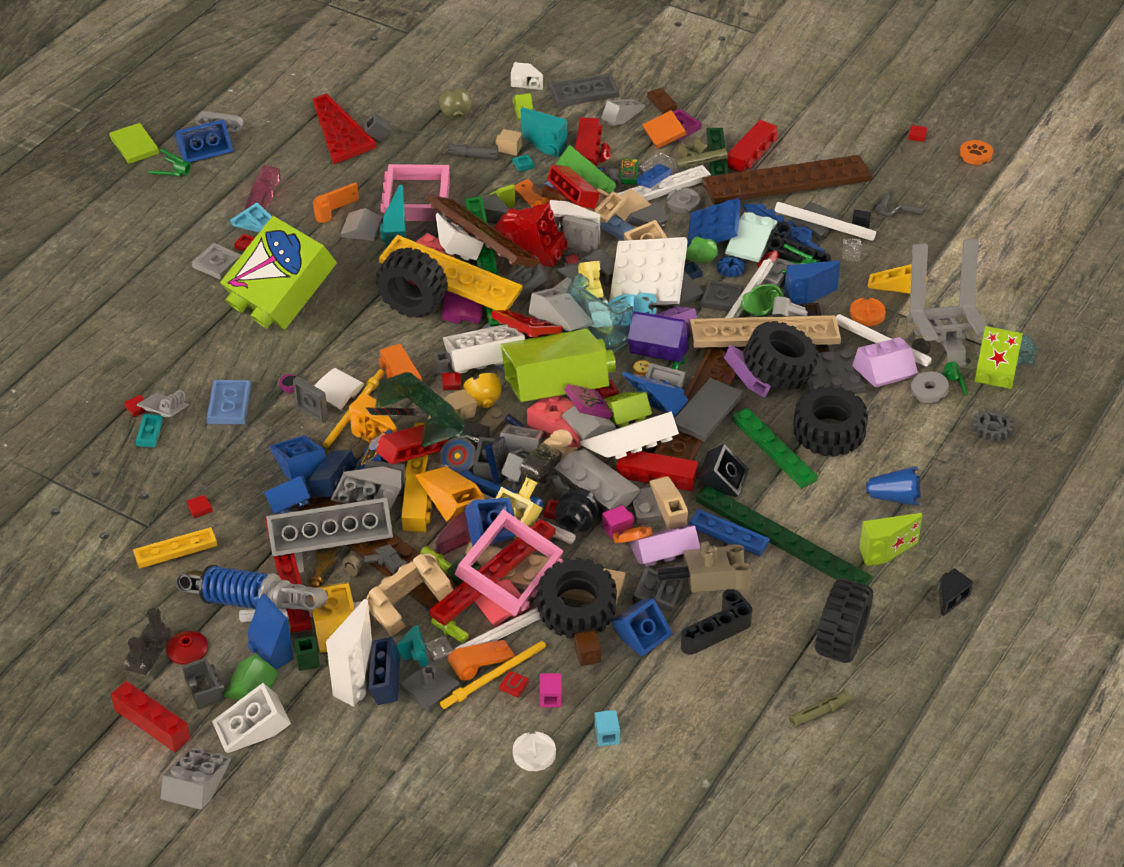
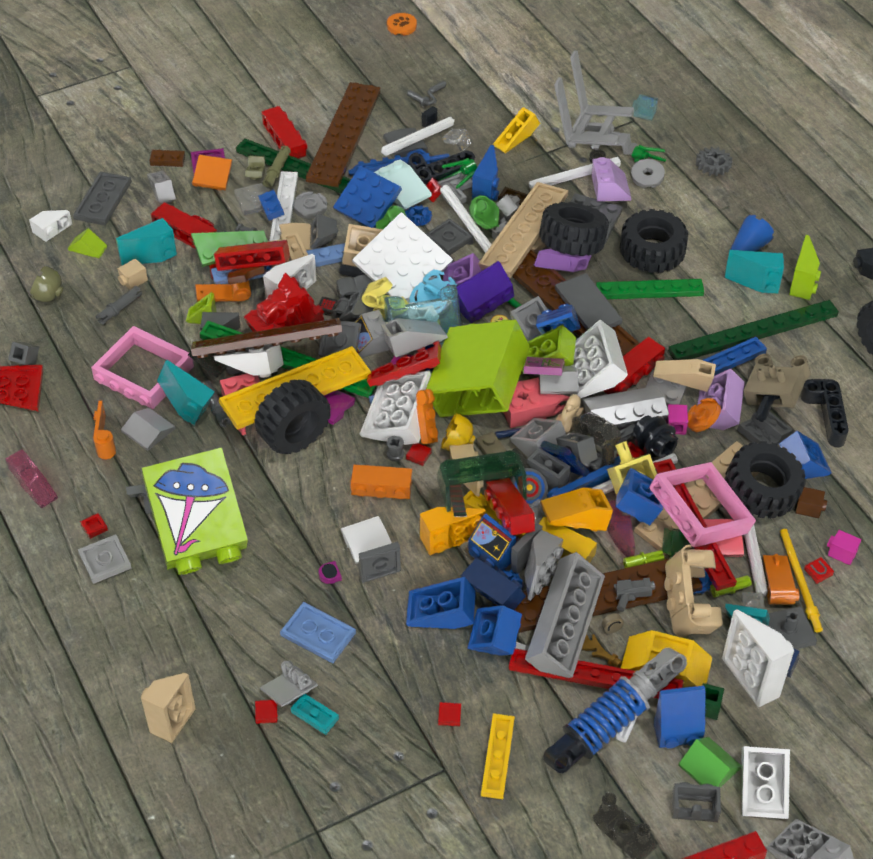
camera: 60 degrees left, 5 degrees up
(94, 345) = (168, 705): none -> tan slope
(187, 647) = (639, 807): red dish -> none
(252, 218) = (68, 503): medium azure wing -> none
(371, 385) = (380, 510): yellow bar -> none
(480, 359) = (426, 416): none -> orange hinge
(523, 163) = (165, 280): teal tile -> none
(580, 234) = (313, 278): light grey plate -> none
(629, 171) = (236, 216): tile -> none
(723, 471) = (660, 329): black slope -> none
(856, 504) = (755, 270): none -> teal slope
(867, 312) = (534, 166): orange tile -> none
(917, 133) = (350, 41): red tile -> none
(998, 357) = (658, 120): lime slope -> none

